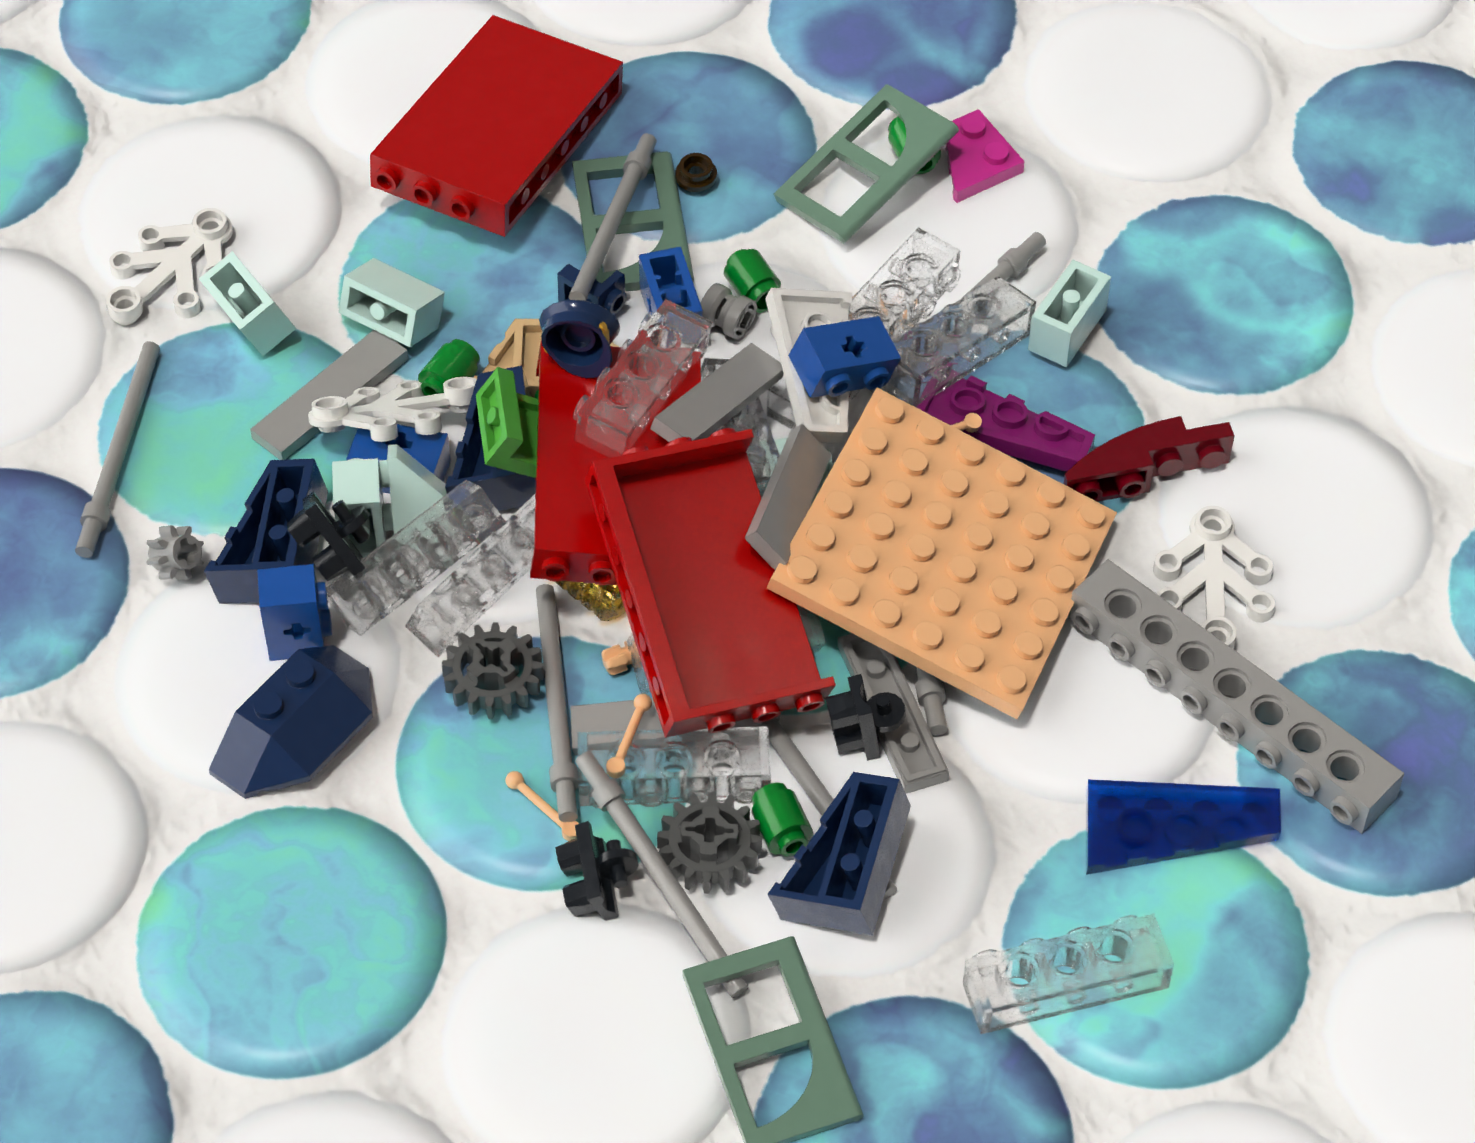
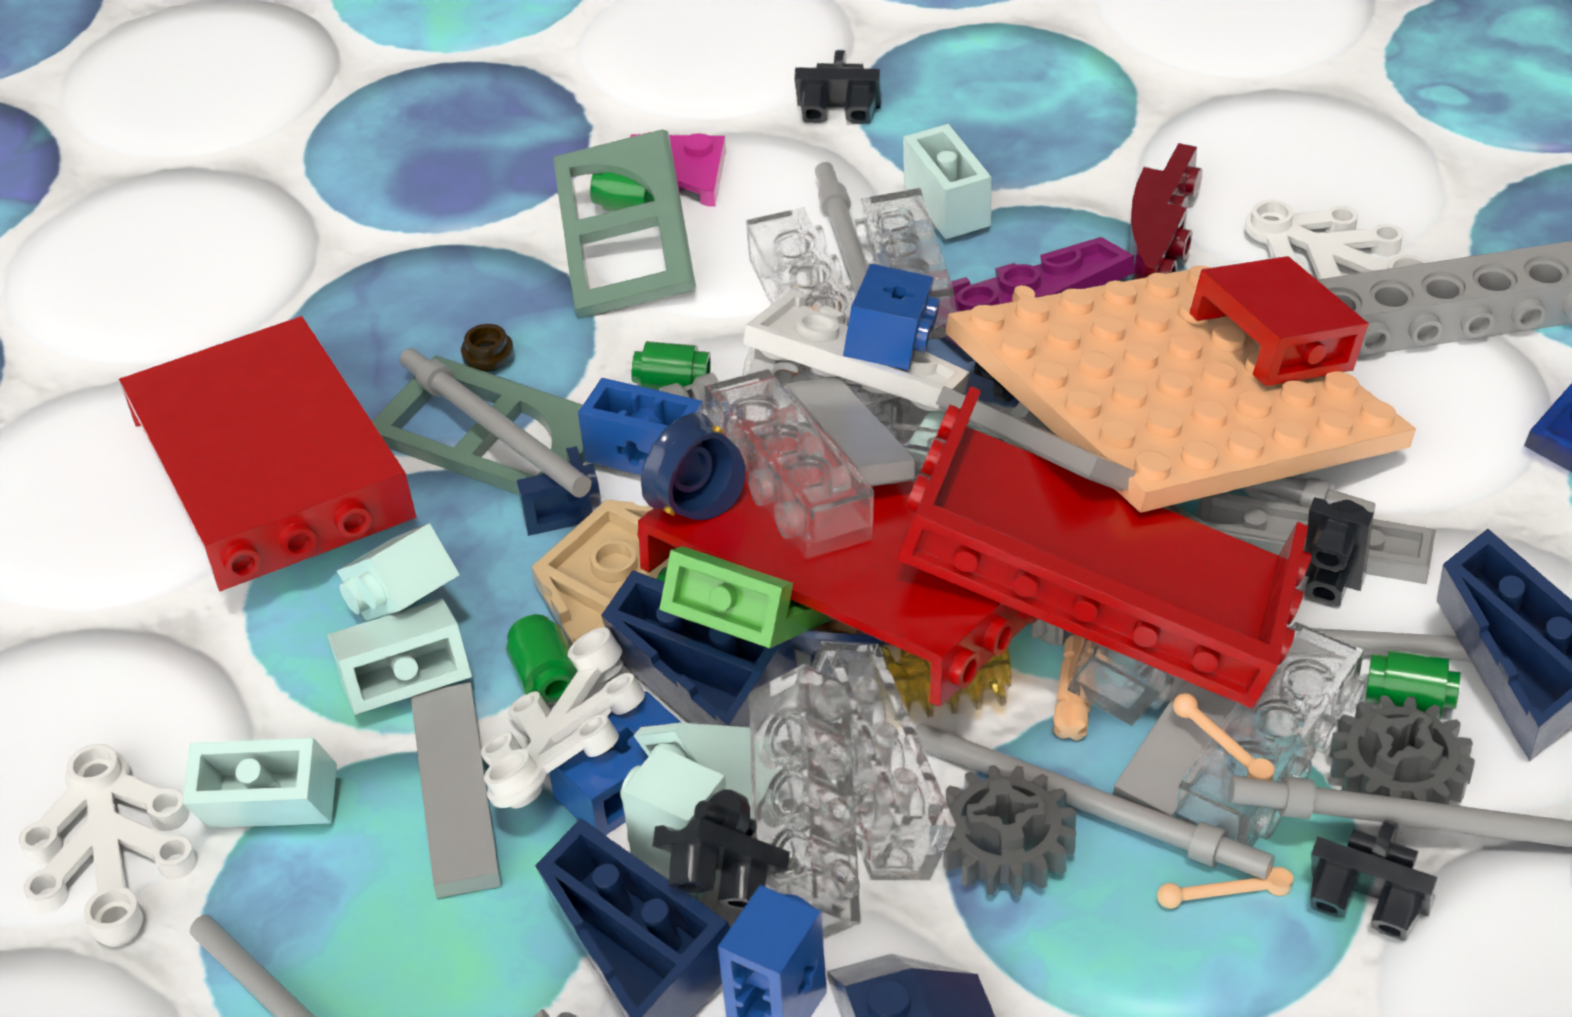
camera: 50 degrees left, 10 degrees down
(441, 257) = (396, 573): none -> light aqua brick
(1042, 572) = (1288, 313): none -> red panel
(1138, 190) = (838, 86): none -> black hips

